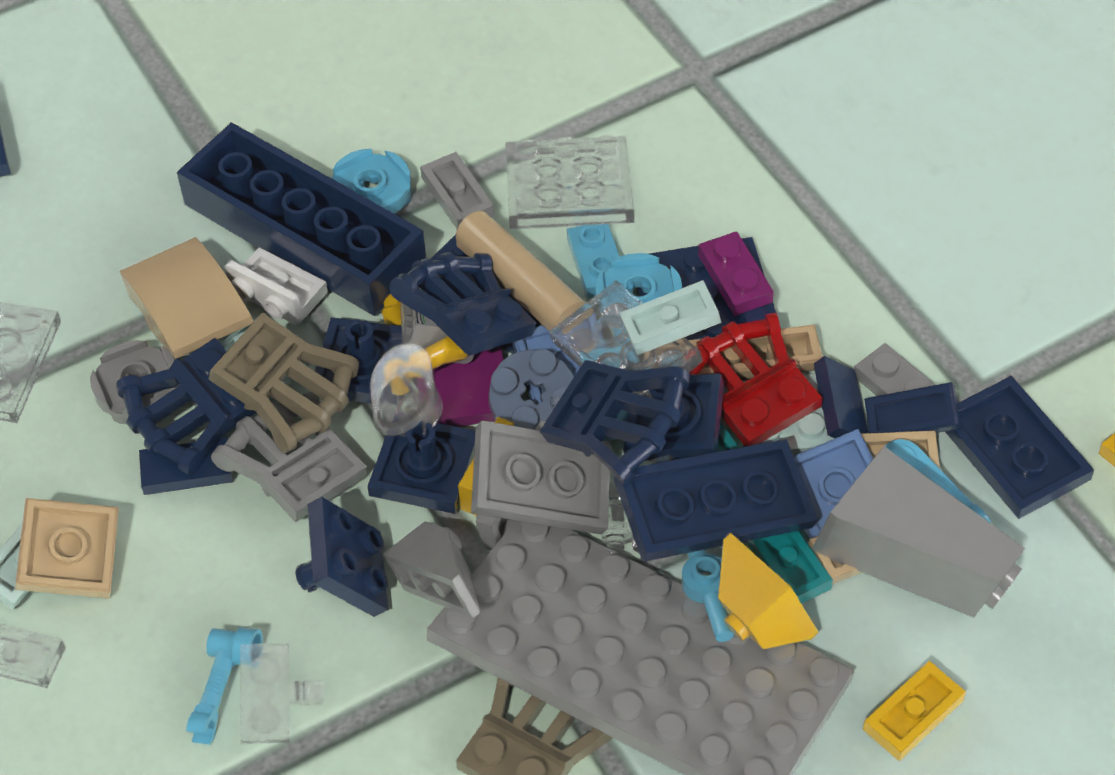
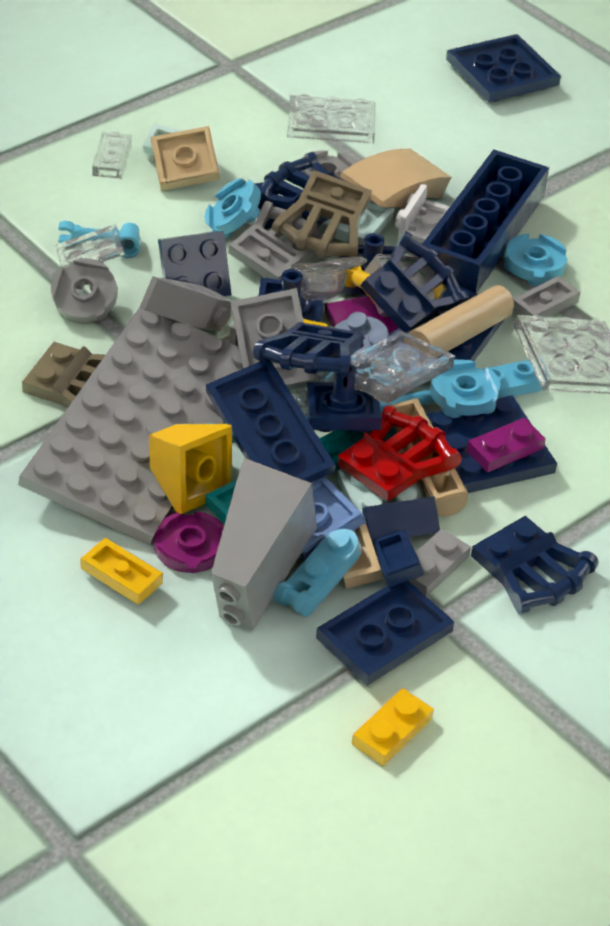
camera: 75 degrees right, 10 degrees down
(189, 513) = (235, 206): none -> medium azure plate
(337, 717) = (90, 307): none -> light grey plate
(670, 317) = (410, 368): light aqua plate -> none
(857, 630) = (188, 541): none -> magenta tile
(887, 308) = (525, 545): none -> dark blue plate

